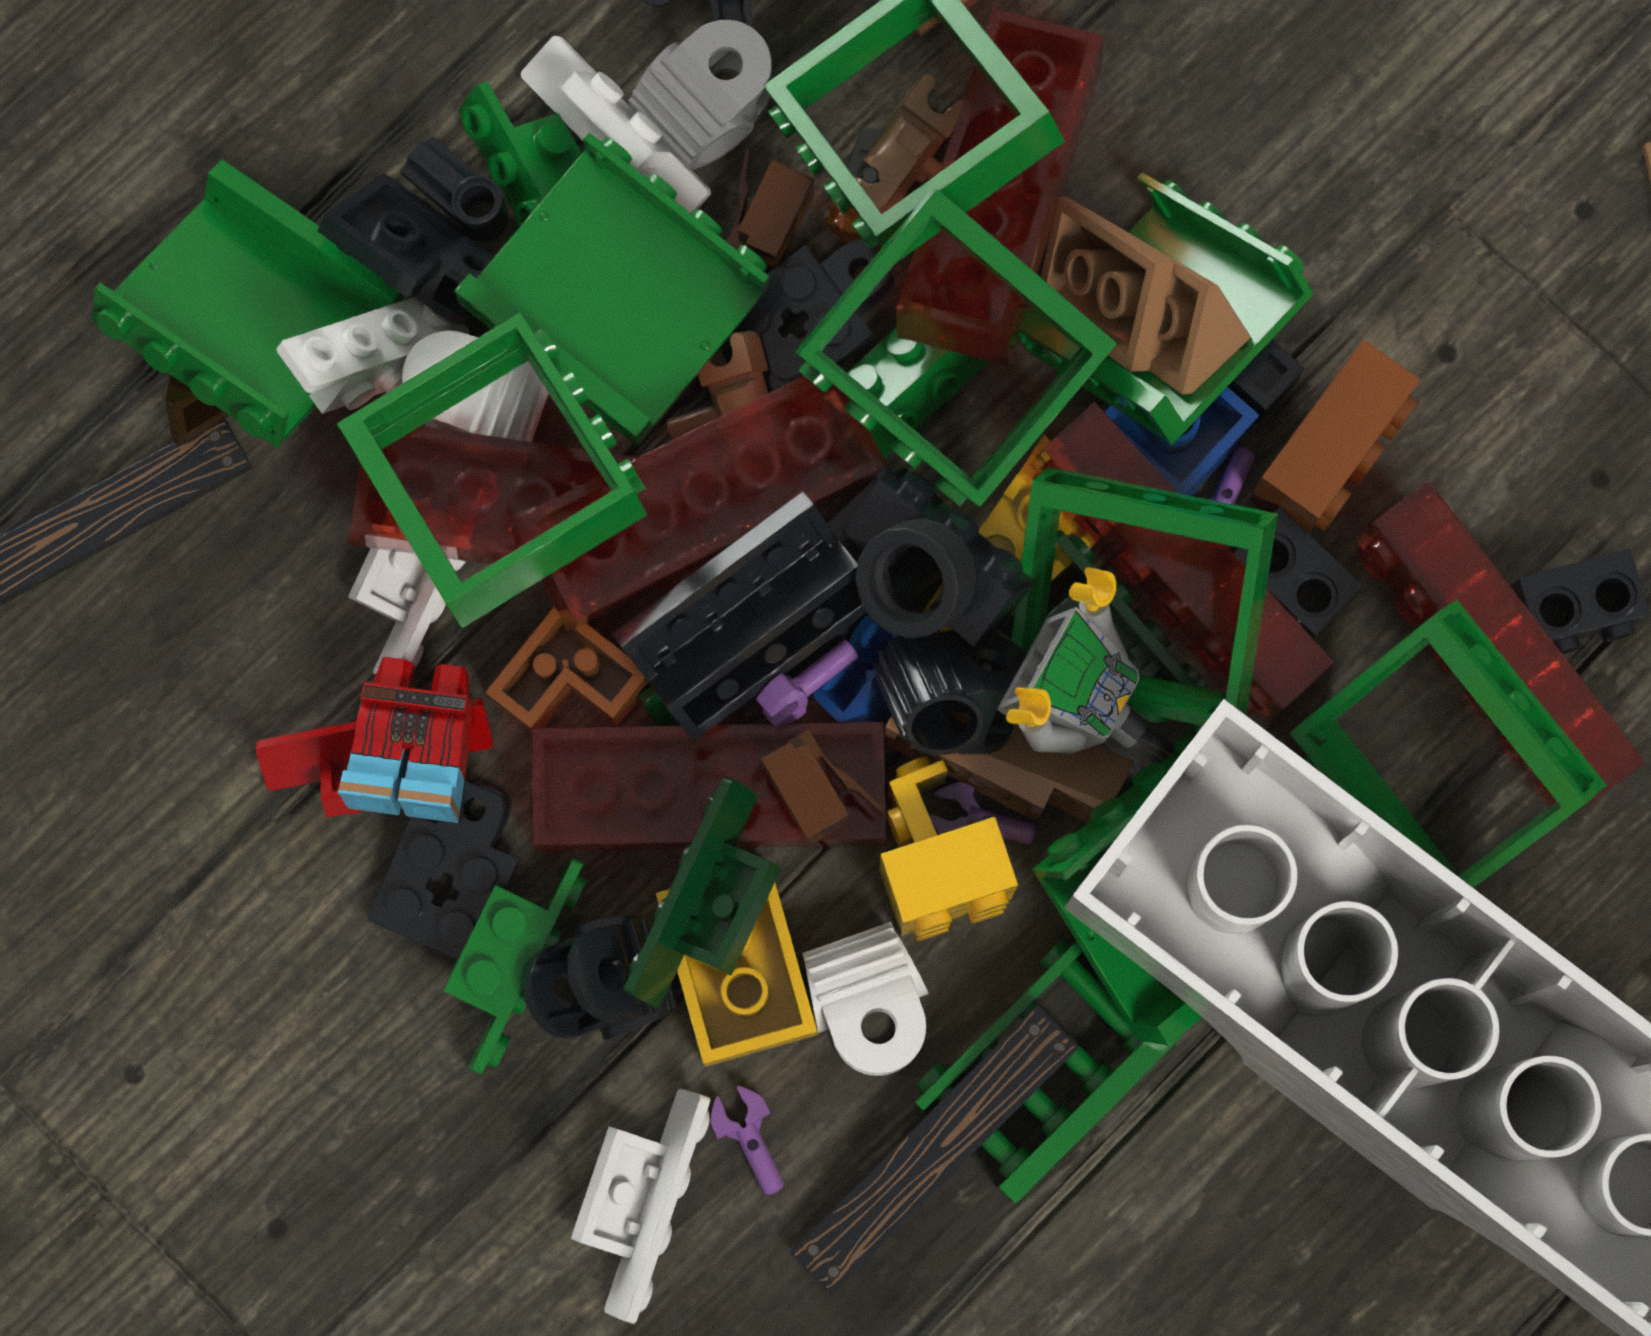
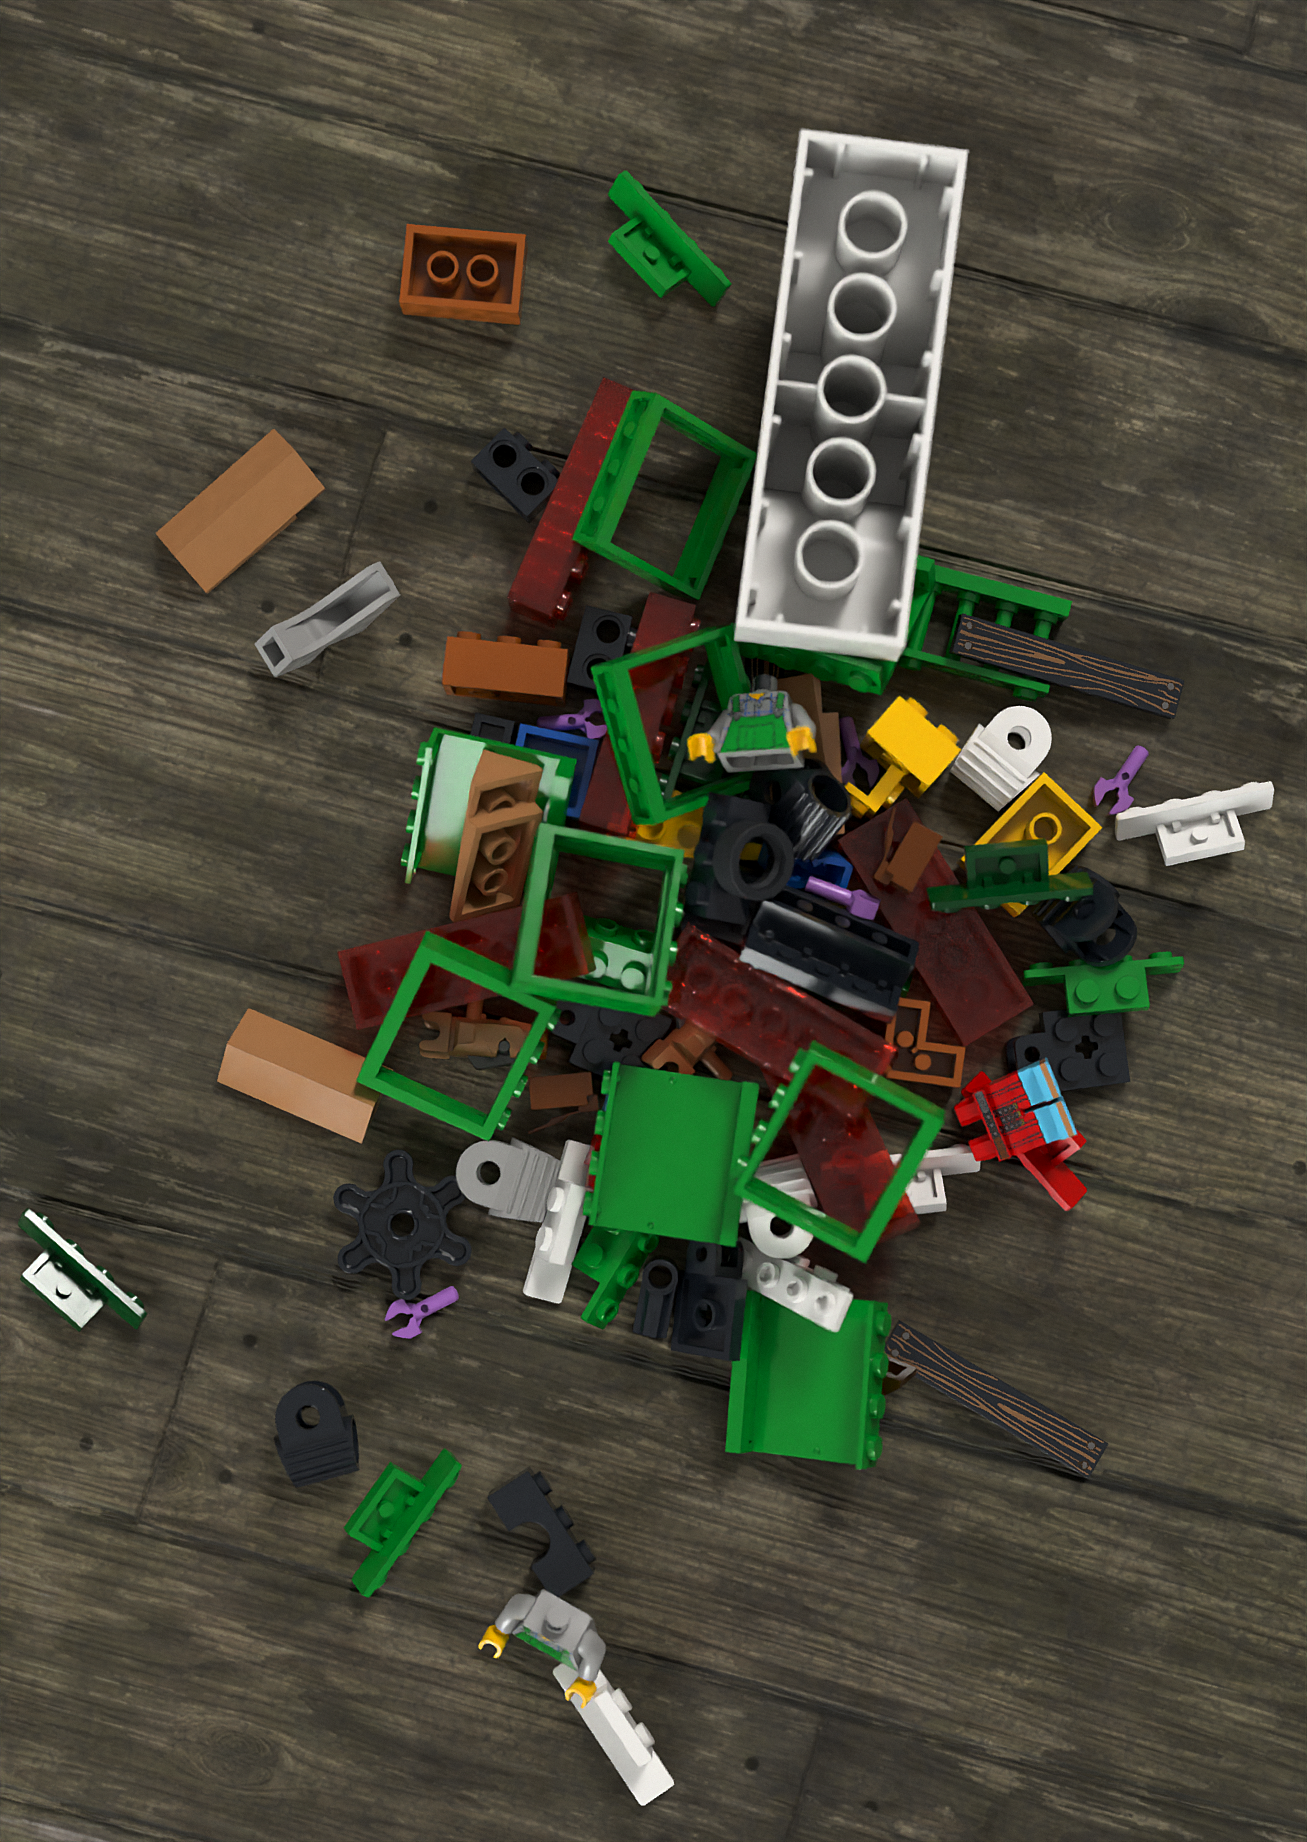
camera: 120 degrees left, 5 degrees up
(1523, 269) = (331, 619): none -> light grey arch

